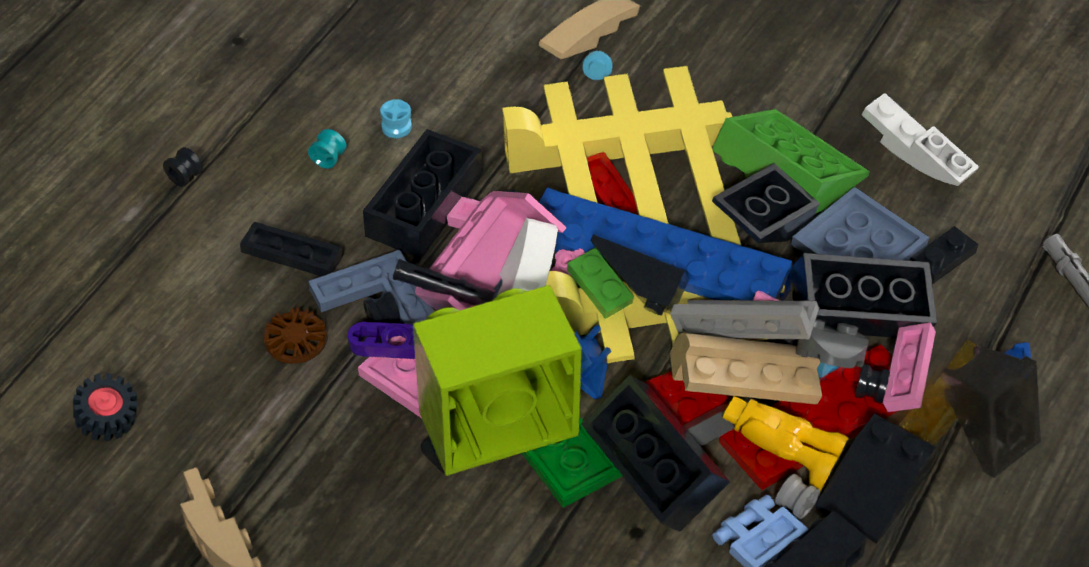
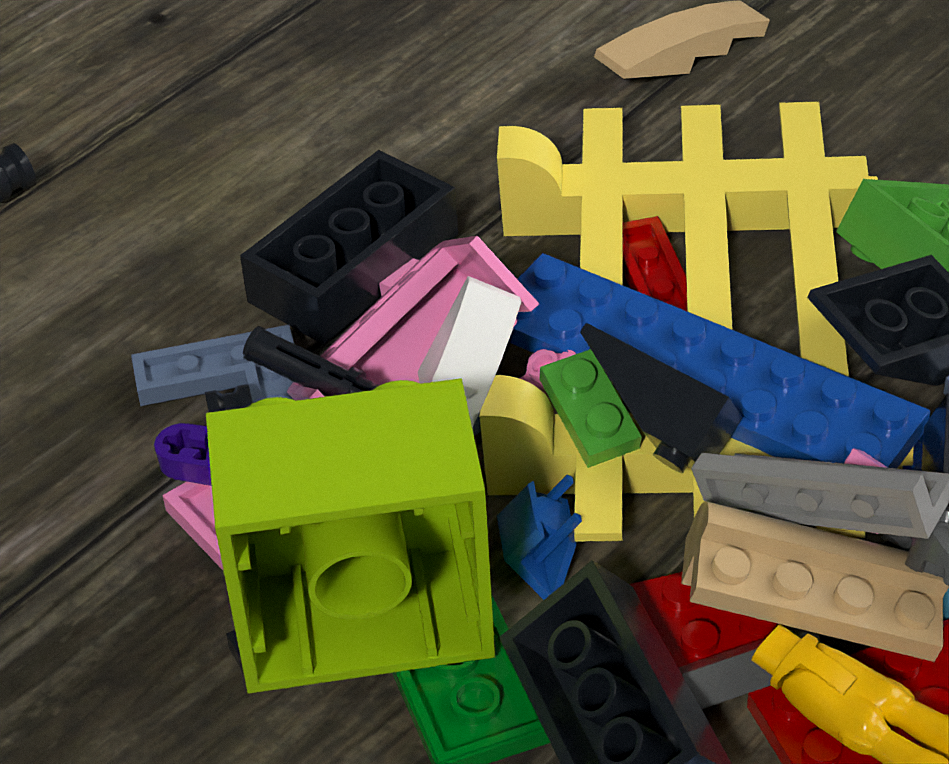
camera: 15 degrees right, 5 degrees down
(291, 249) = (124, 306): black plate -> none
(295, 336) = (87, 437): reddish brown wheel -> none
(327, 148) = (228, 169): teal wheel -> none
(396, 118) = (347, 138): medium azure wheel -> none
(597, 65) = (679, 90): medium azure plate -> none

